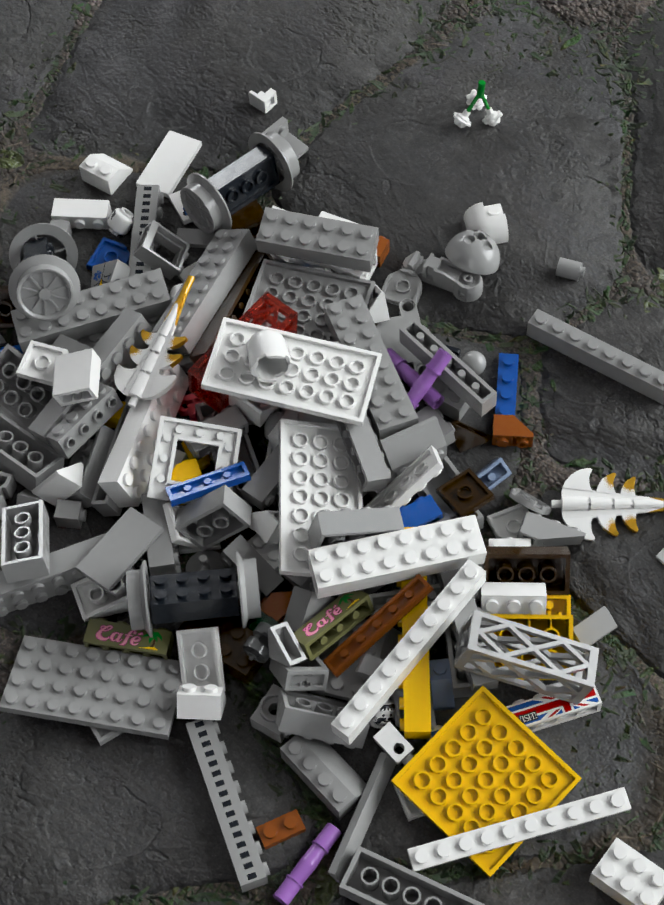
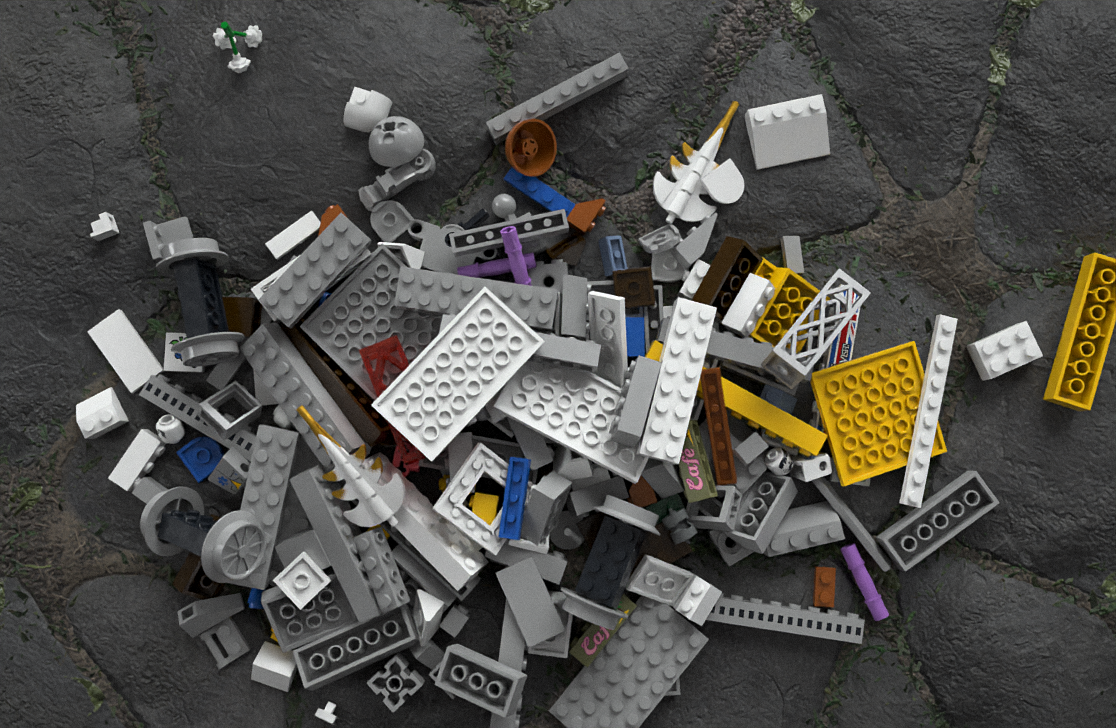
camera: 70 degrees left, 25 degrees up
(76, 377) = (341, 559): white brick -> none
(268, 355) = (441, 389): white cylinder -> none
(284, 645) = (700, 512): light grey slope -> none
(408, 652) = (761, 416): white brick -> none
(547, 360) = (531, 147): none -> dark orange piece
(570, 269) = (456, 69): light grey brick -> none
(620, 531) = (724, 183): none -> white tile

